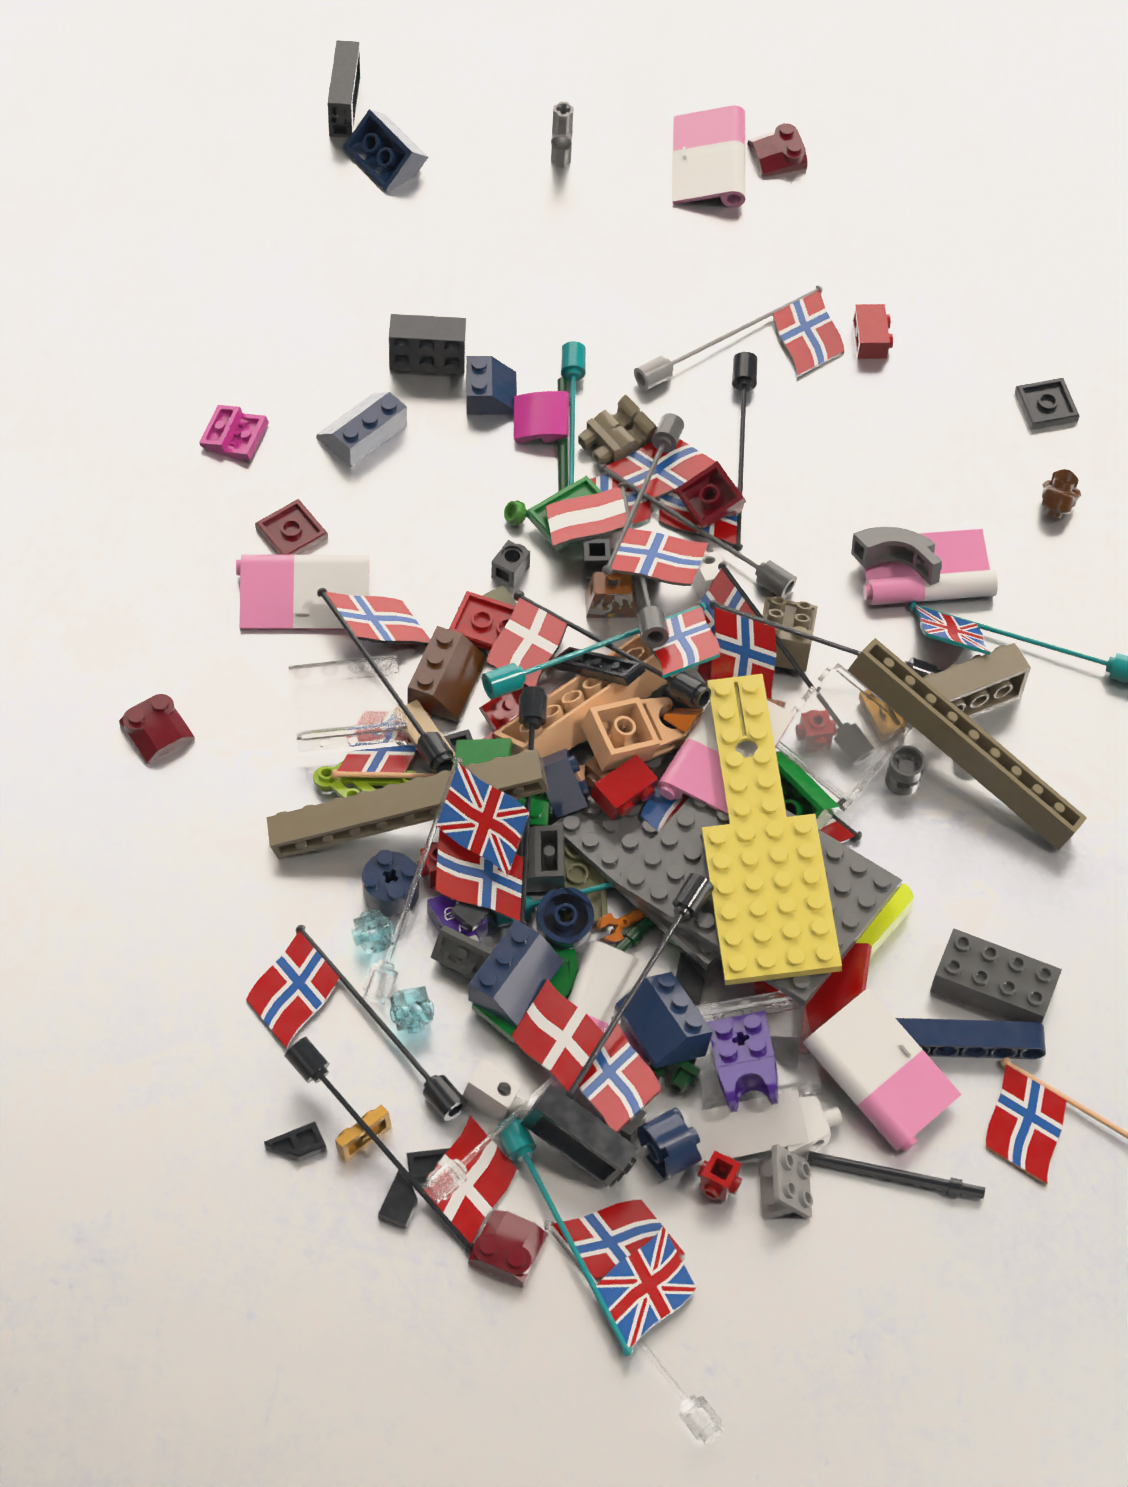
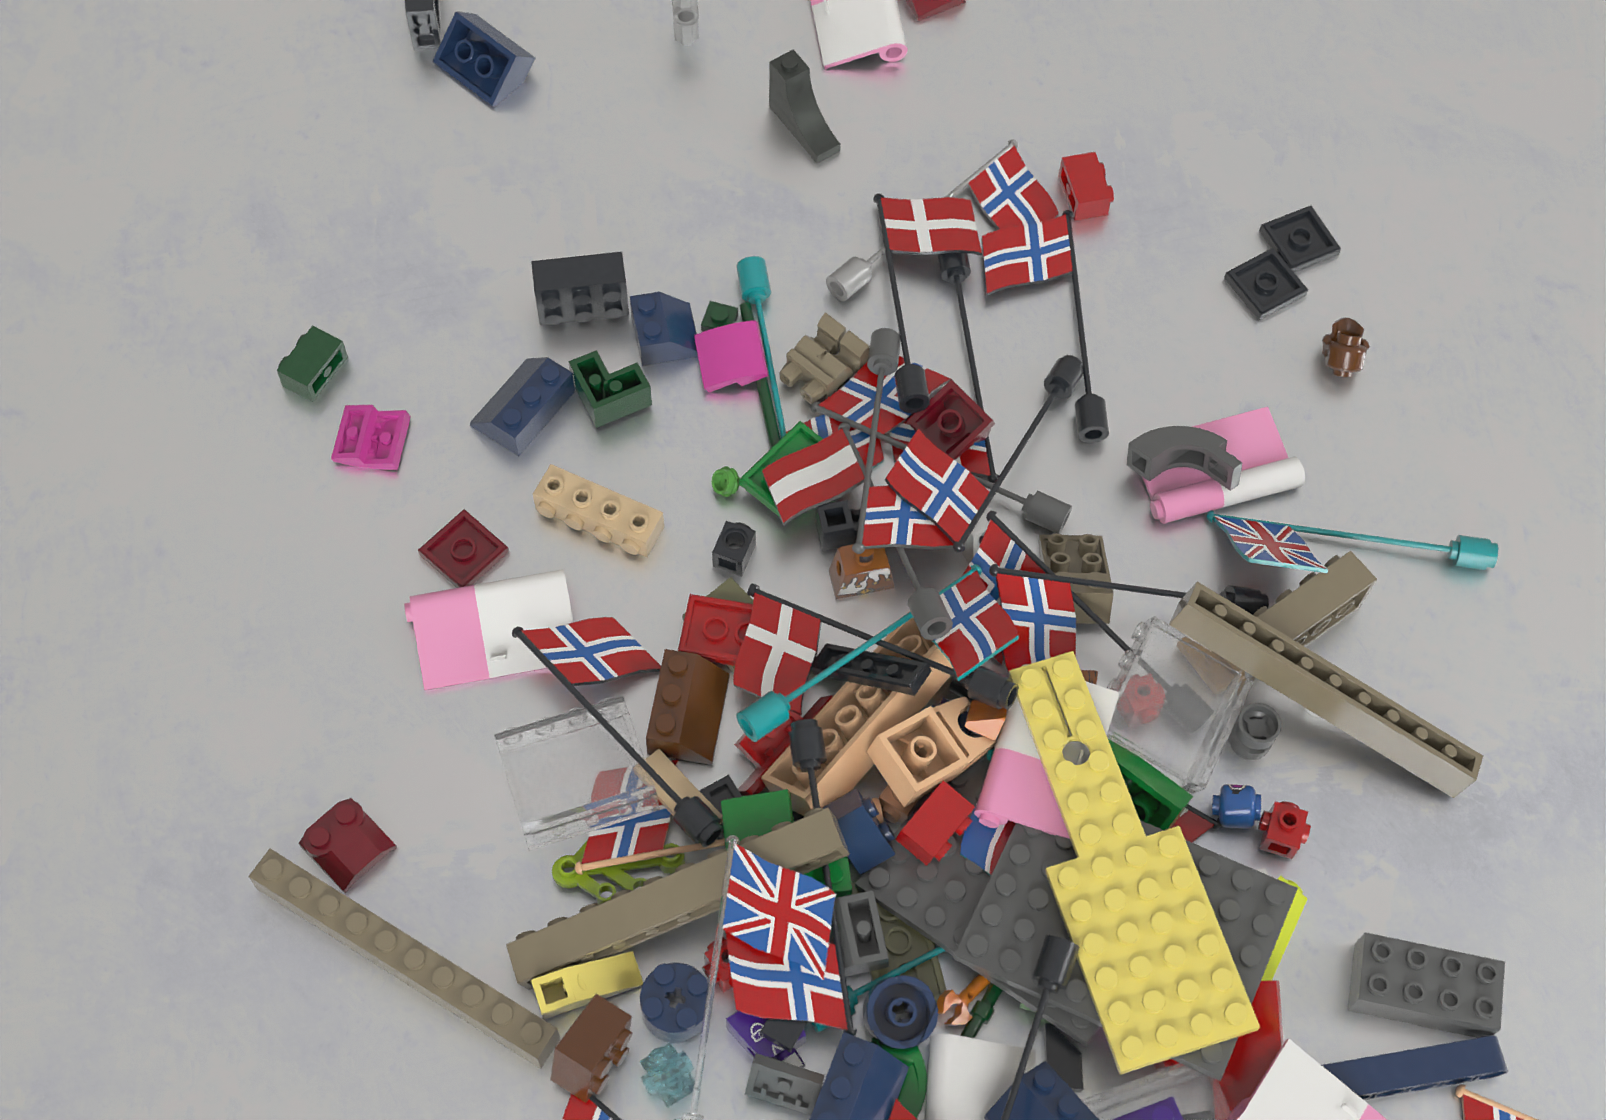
camera: 10 degrees left, 5 degrees up
(186, 816) = (405, 958): none -> dark tan brick
(197, 367) = (312, 363): none -> dark green brick
(317, 900) = (591, 1048): none -> reddish brown brick
(321, 858) = (578, 984): none -> light yellow slope
(406, 517) = (598, 511): none -> tan brick
(435, 429) = (606, 394): none -> dark green brick
(538, 383) = (718, 315): none -> dark green plate
(640, 229) = (796, 106): none -> pearl dark grey arch
(695, 546) = (946, 489): none -> flag
(719, 342) = (922, 229): none -> flag
(817, 380) = (1035, 256): none -> flag
(876, 823) = (1237, 806): none -> blue head
(909, 846) = (1284, 829): none -> red brick
(1008, 434) = (1266, 283): none -> black tile

